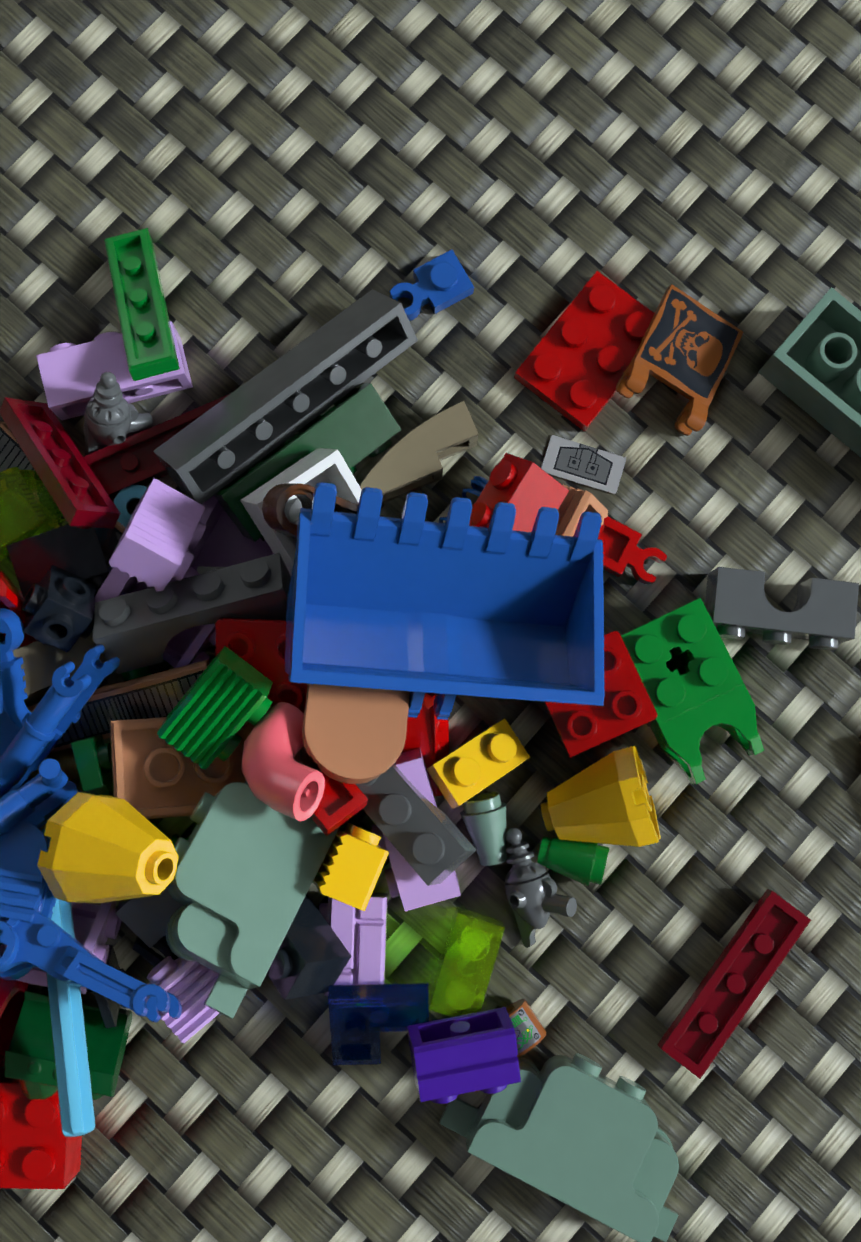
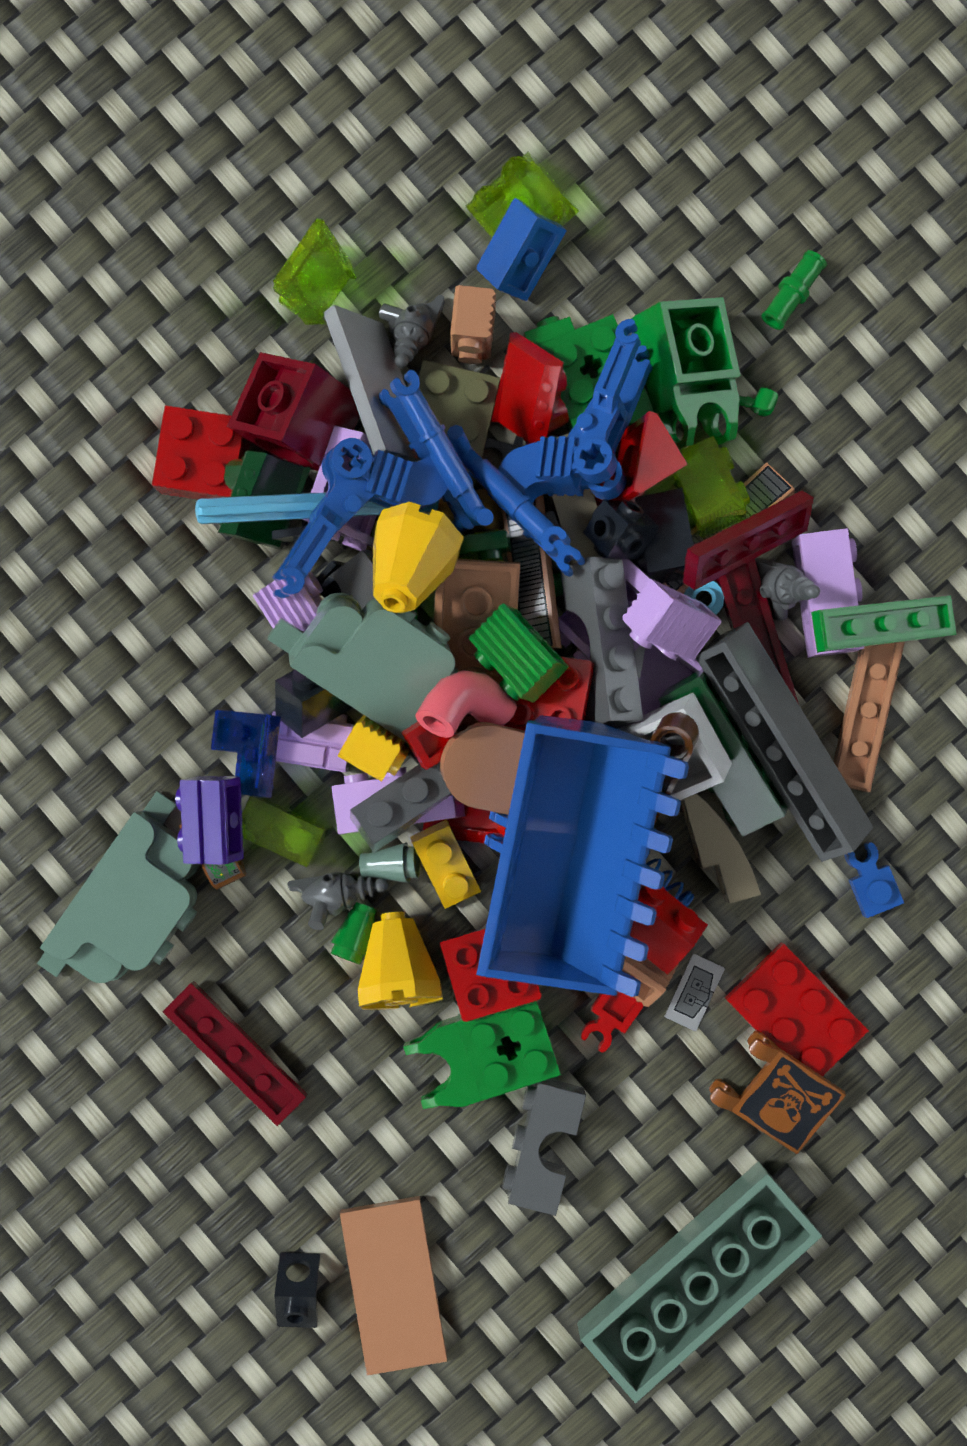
camera: 95 degrees right, 5 degrees up
(245, 313) = (867, 714): none -> nougat tile

